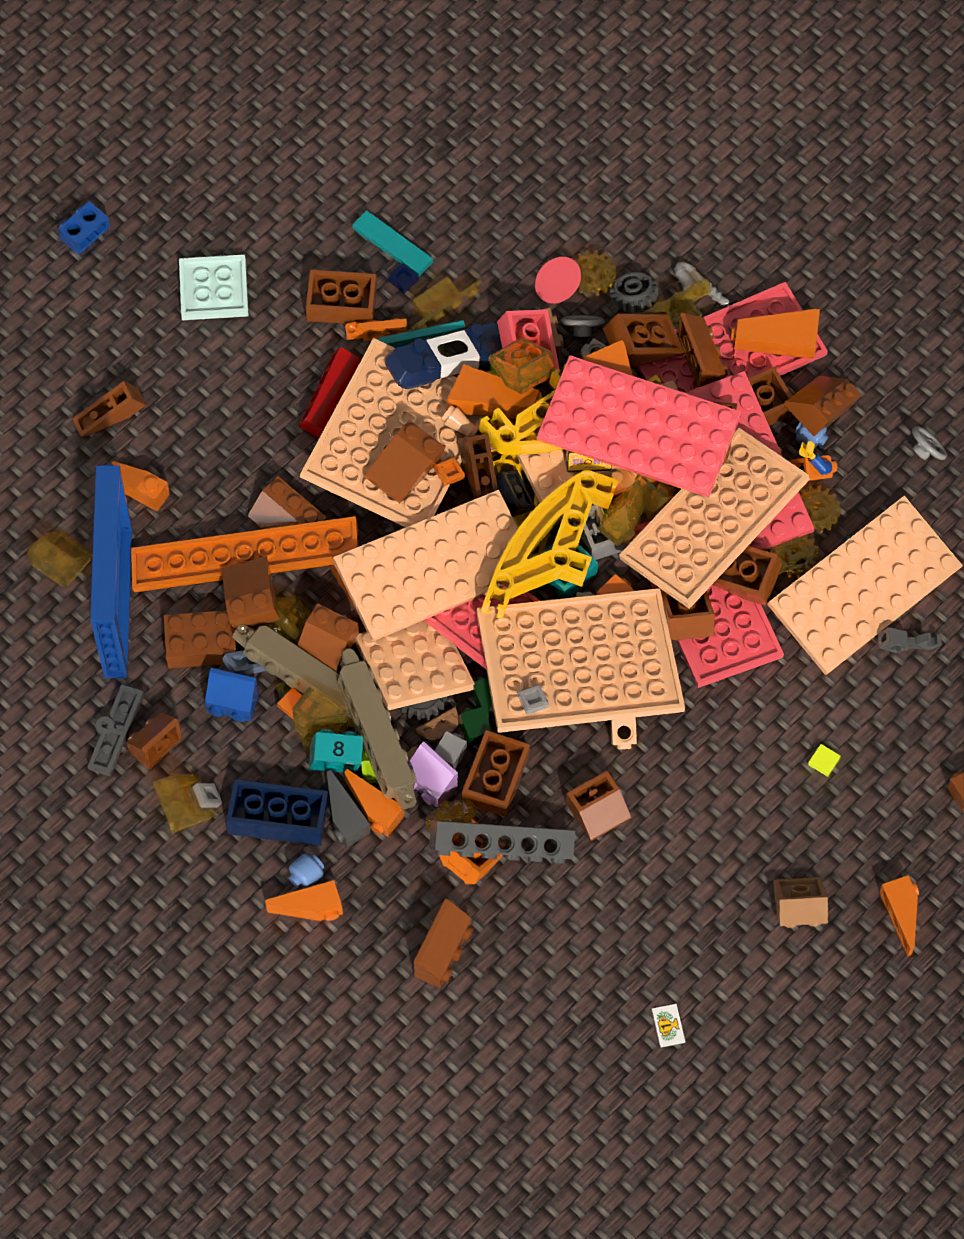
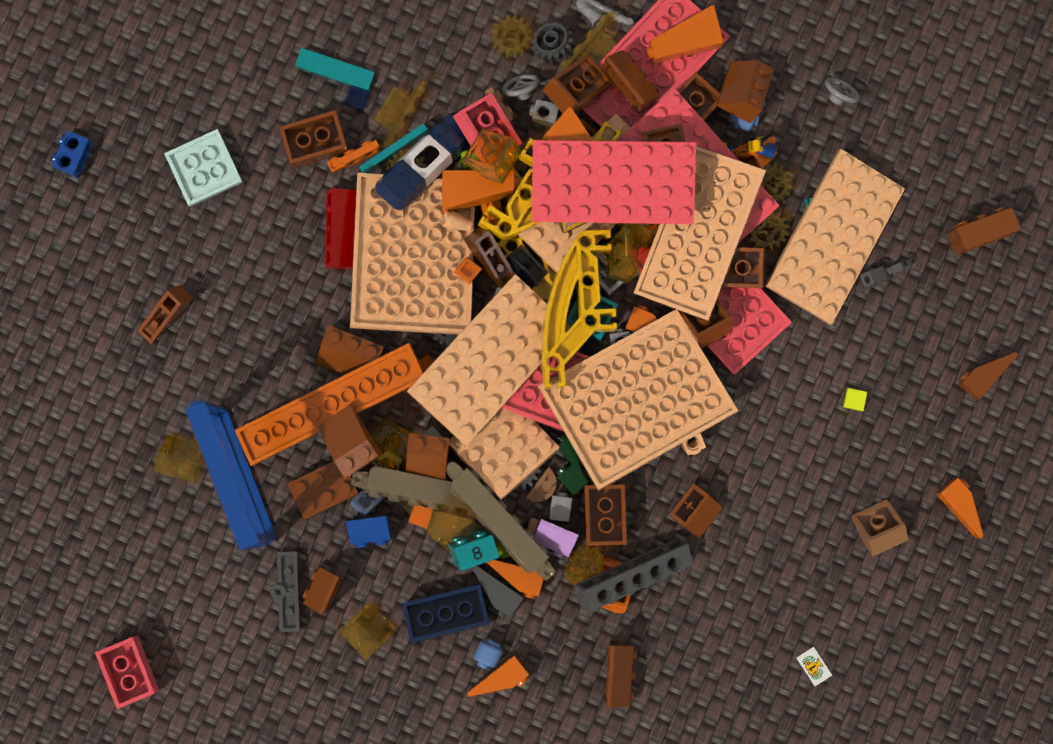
camera: 20 degrees left, 20 degrees up
(143, 486) = (214, 371): orange slope -> none
(207, 795) = (384, 619): light grey tile -> none
(405, 461) = (430, 281): dark orange slope -> none
(532, 699) = (616, 454): light grey tile -> none
(557, 280) = (485, 53): coral sticker -> none

